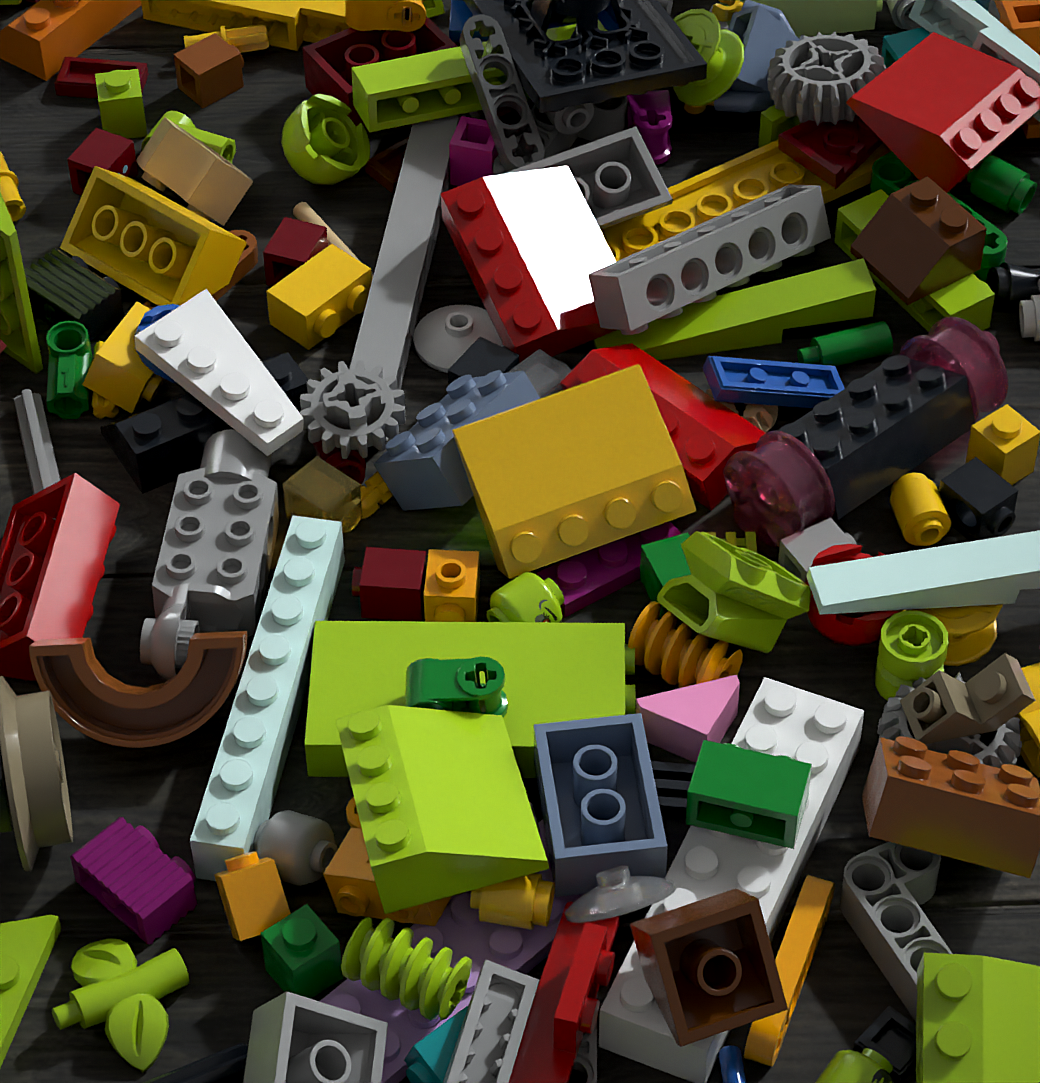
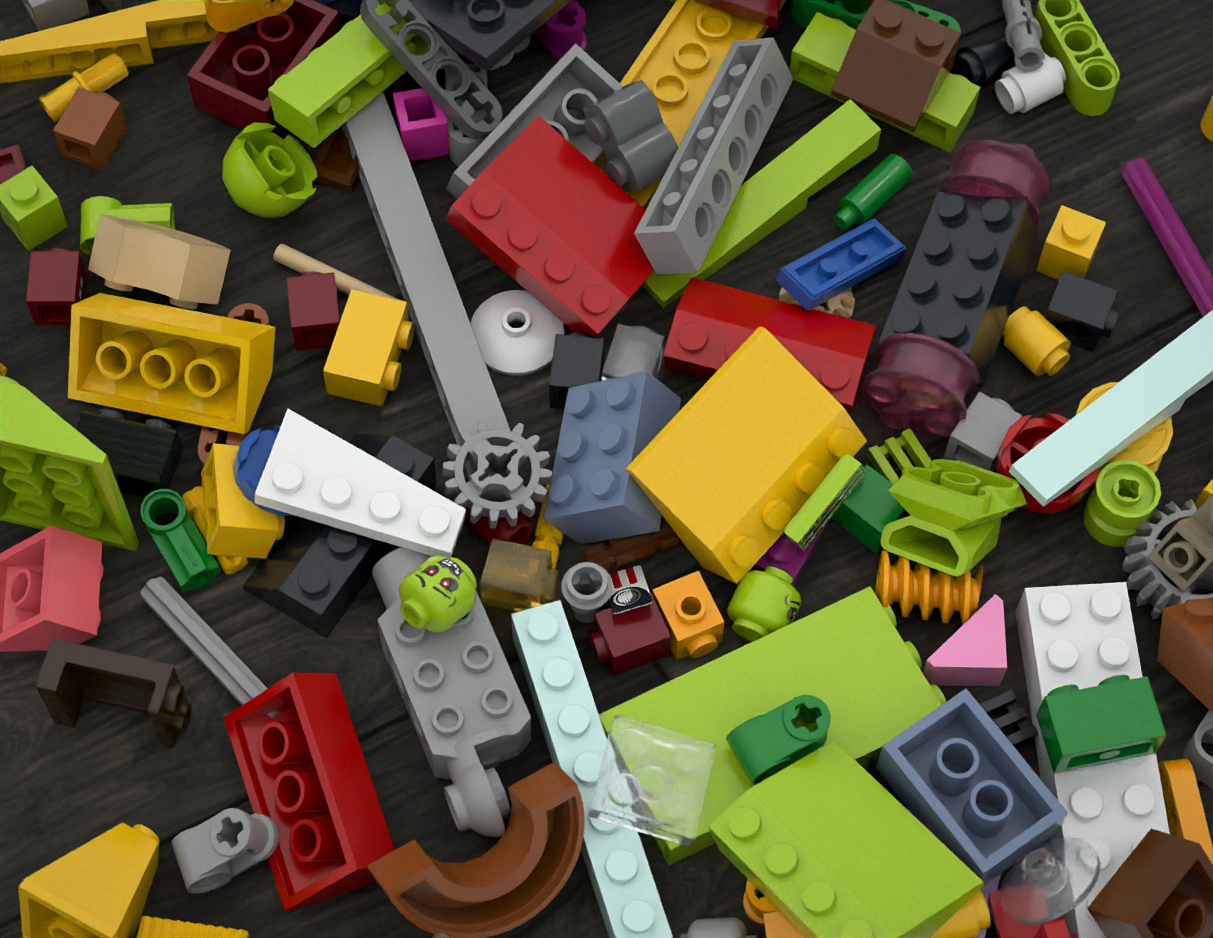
camera: 30 degrees left, 15 degrees up
(232, 463) = (437, 593): none -> lime head
(319, 677) = (652, 780): none -> clear plate
(372, 525) = (586, 590): none -> light grey cone
(410, 545) = (629, 590): none -> sticker
(439, 525) = (631, 548): none -> reddish brown axle
(623, 537) = (825, 501): none -> lime tile
(641, 207) = (631, 135): none -> dark grey brick

